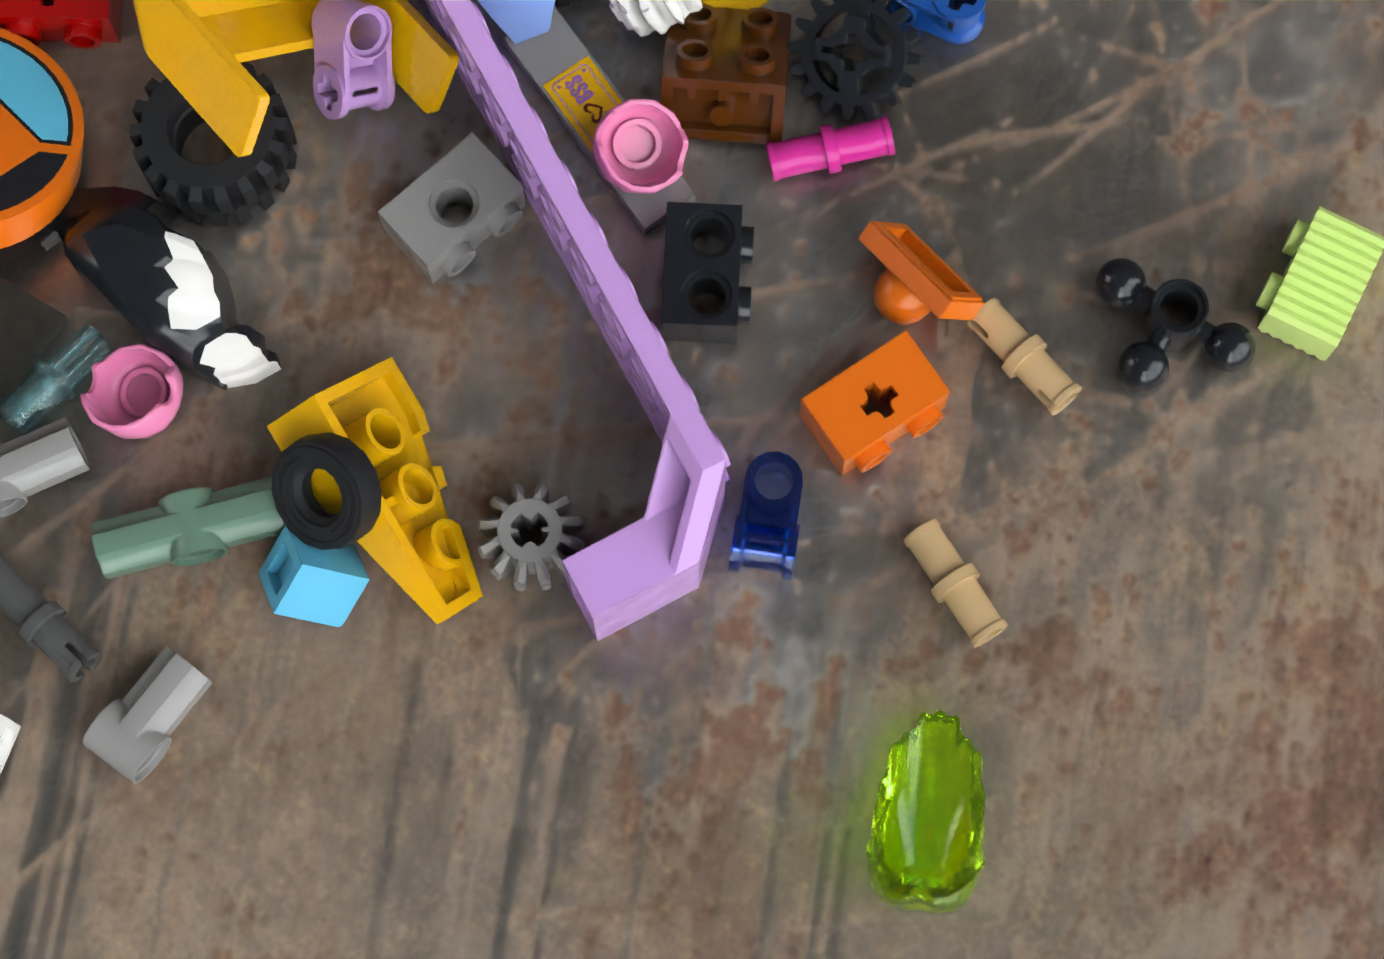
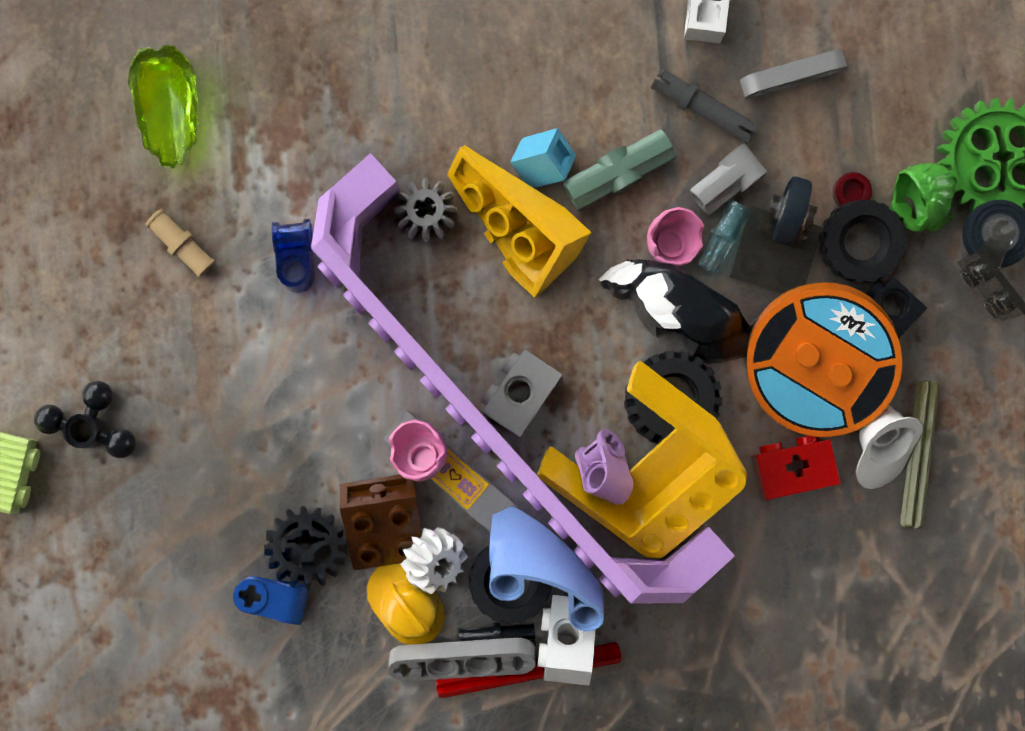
camera: 165 degrees right, 10 degrees up
(137, 730) = (616, 52): light grey piece -> none
(352, 473) = (537, 211): black tyre -> none
(692, 272) = (374, 387): black brick -> none
(830, 148) = (309, 486): dark pink pin -> none
(889, 374) = (267, 330): orange brick -> none
(915, 278) = (239, 415): orange tile -> none
(1024, 356) = (168, 386): tan pin -> none

